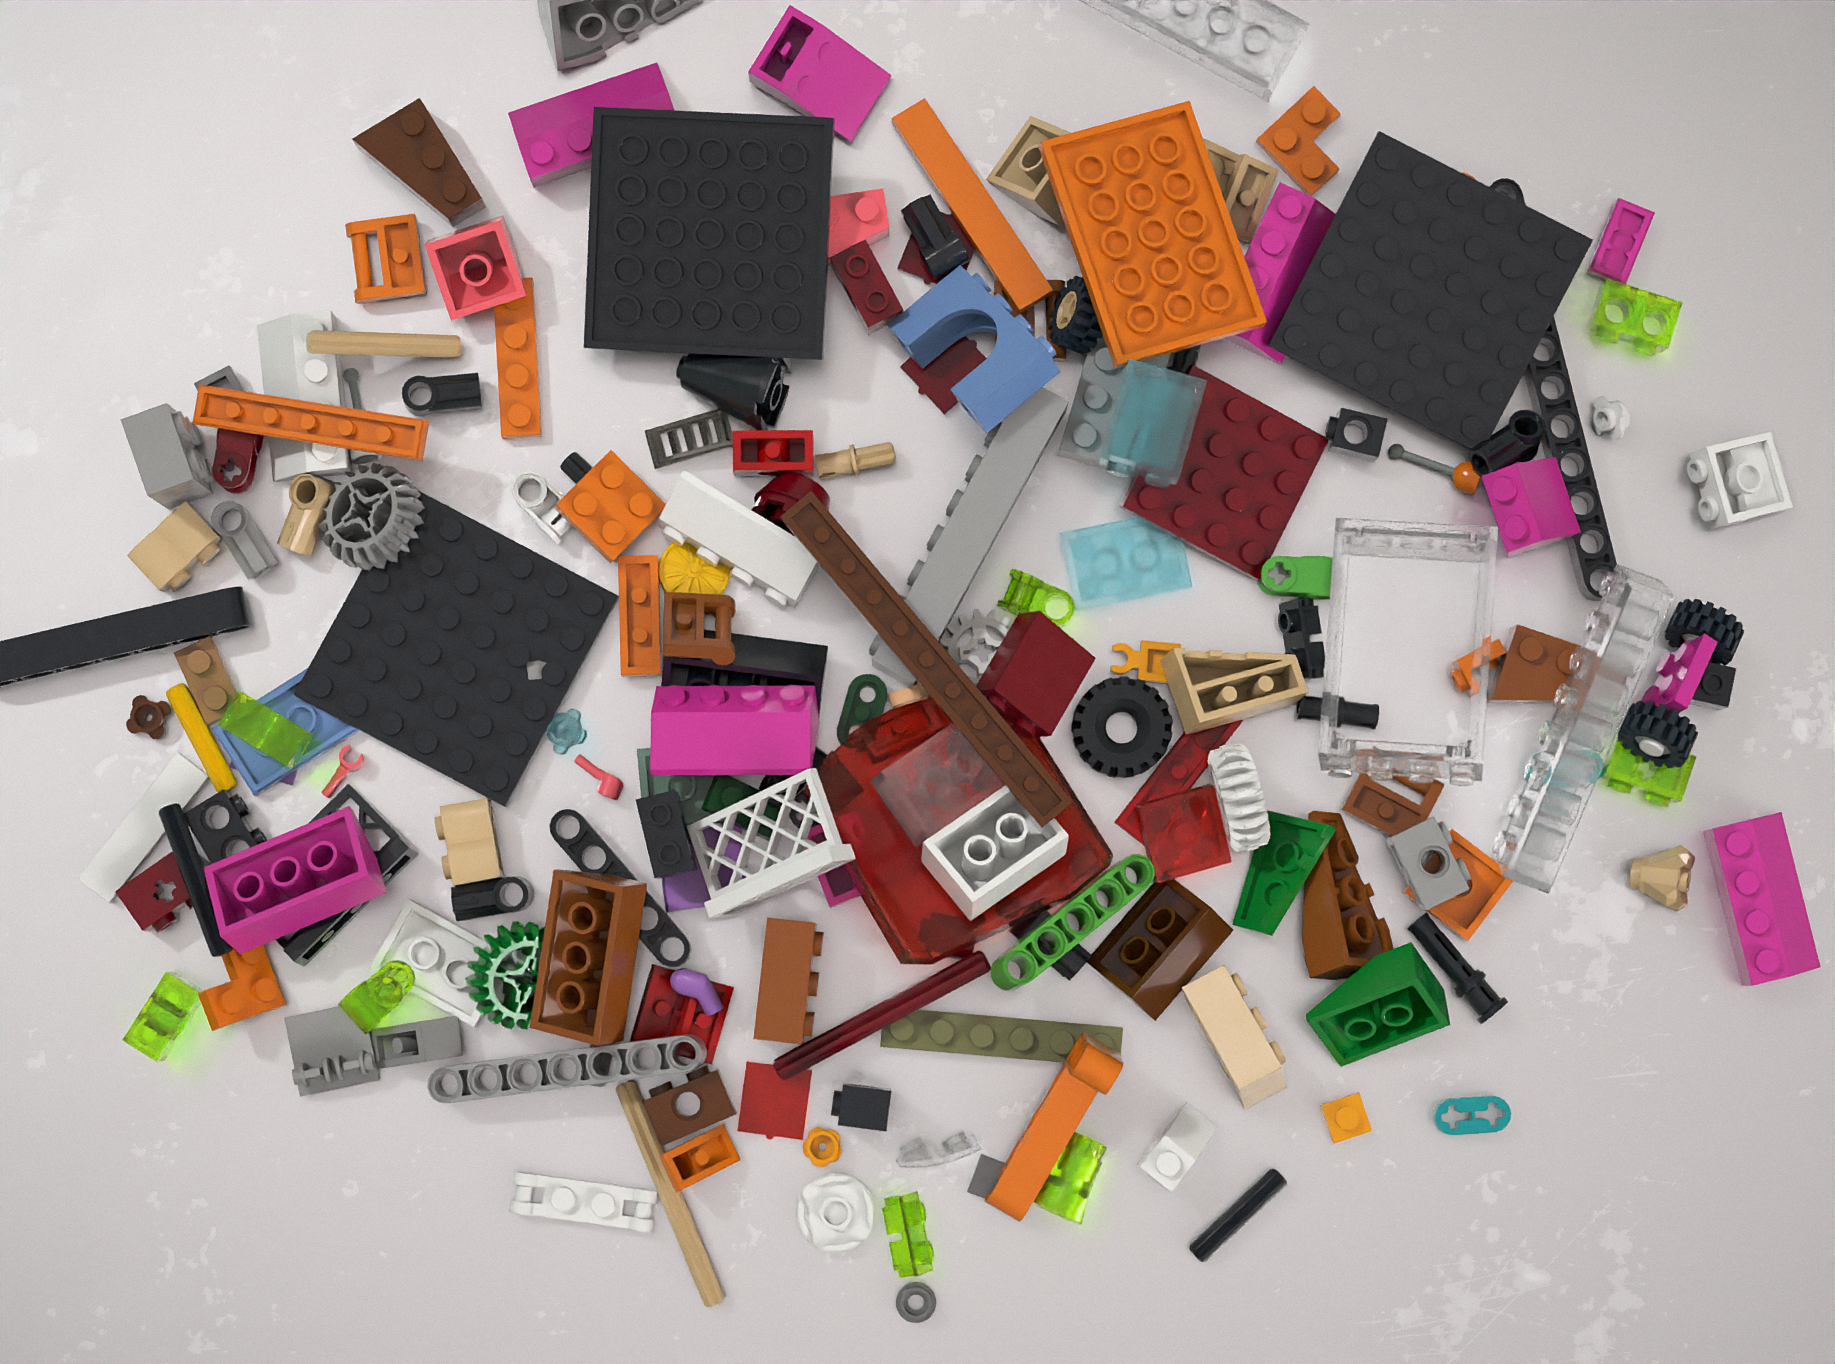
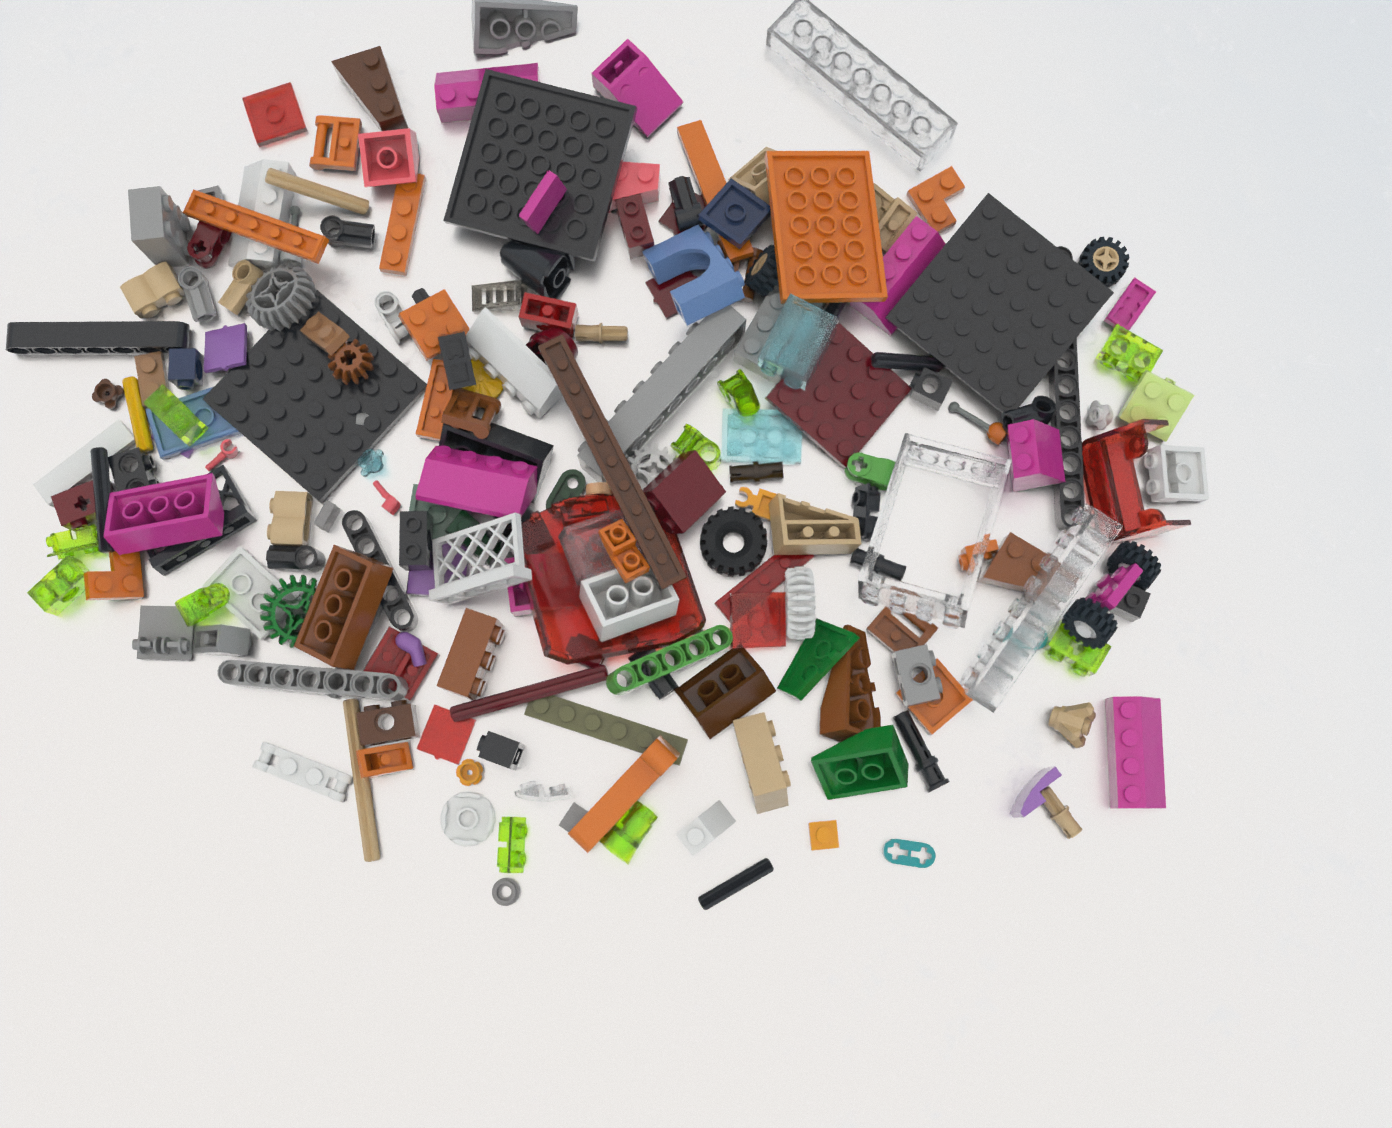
camera: 20 degrees right, 5 degrees down
(154, 958) = (64, 544): none -> clear neon green hinge
(256, 654) = (185, 368): none -> dark blue brick
(280, 232) = (274, 114): none -> clear red tile
(306, 610) = (225, 348): none -> medium lavender piece
(454, 559) = (324, 333): none -> medium nougat plate
(515, 594) = (360, 362): none -> dark orange gear
(522, 825) = (327, 516): none -> flat silver tile
(659, 555) = (456, 360): none -> black hinge
(733, 297) = (543, 201): none -> dark pink tile
(972, 785) = (623, 551): none -> orange slope
(1013, 239) = (735, 213): none -> dark blue plate
(1081, 507) = (740, 394): none -> clear neon green piece
(1131, 615) = (756, 471): none -> dark brown pin
(1311, 405) = (905, 362): none -> black axle
(1578, 175) = (1108, 254): none -> black wheel
(1624, 999) = (1030, 795): none -> medium lavender slope
(1654, 517) = (1114, 483): none -> clear red windscreen
(1672, 1009) = (1060, 813): none -> tan axle
(1688, 386) = (1157, 400): none -> yellowish green plate

